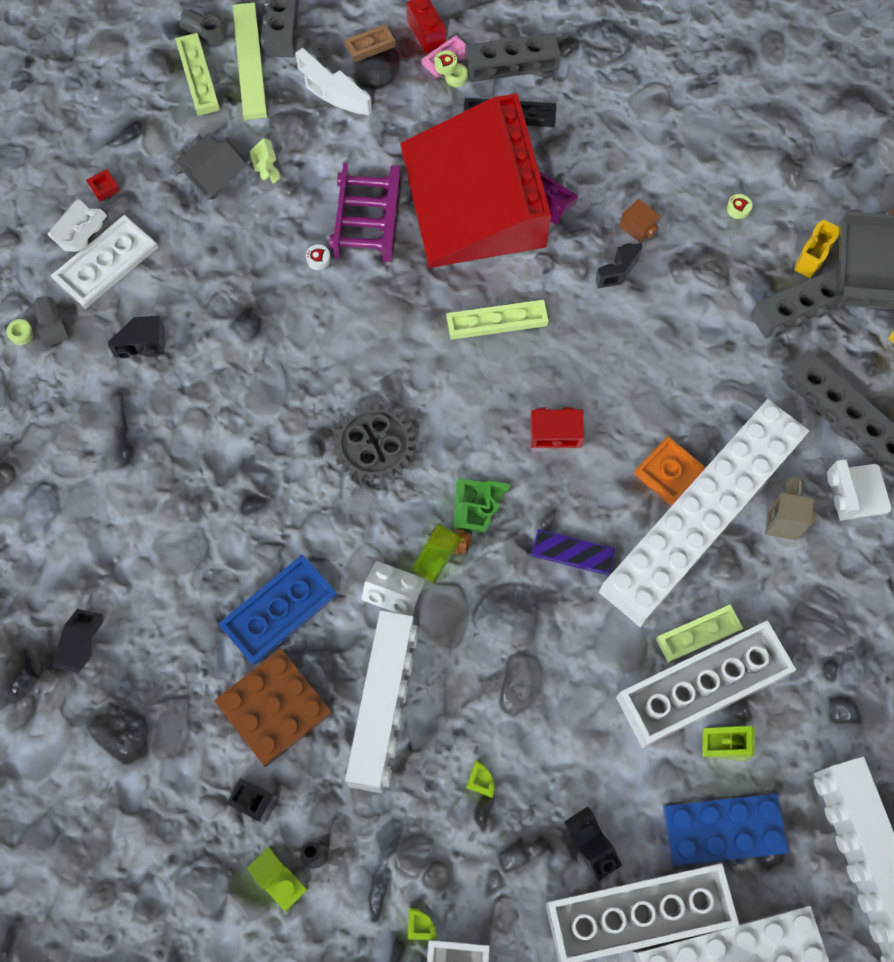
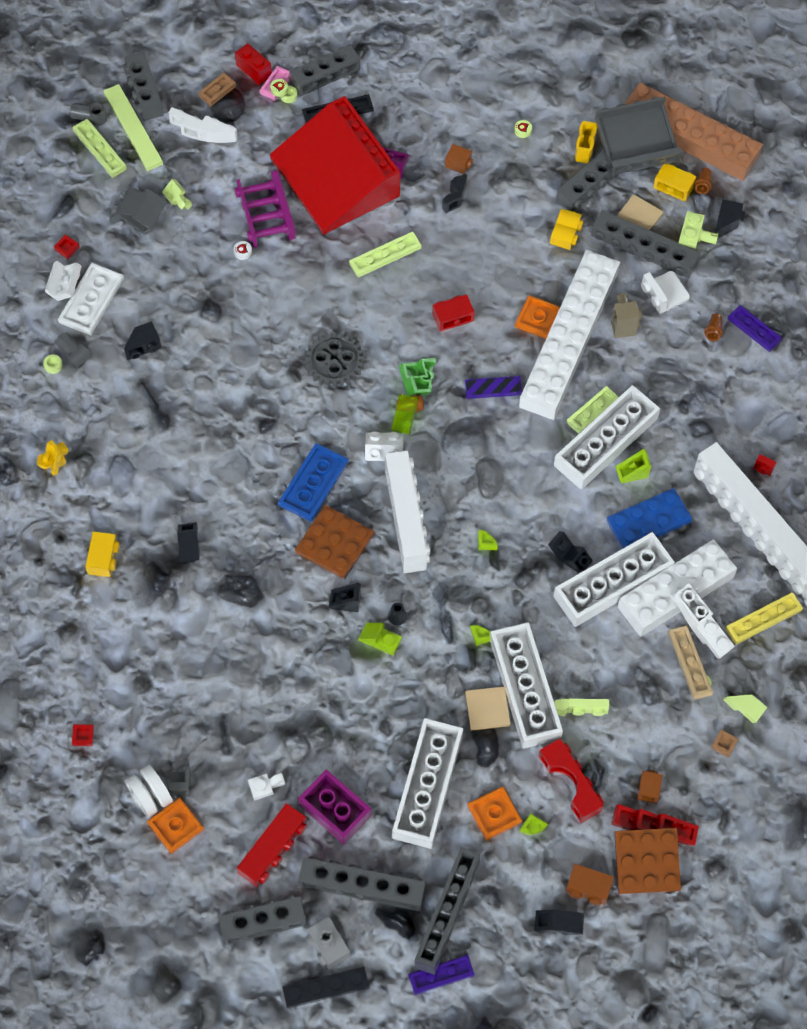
camera: 20 degrees left, 5 degrees down
(750, 359) = (566, 228): none -> yellow brick
(859, 368) = (640, 213): none -> tan tile

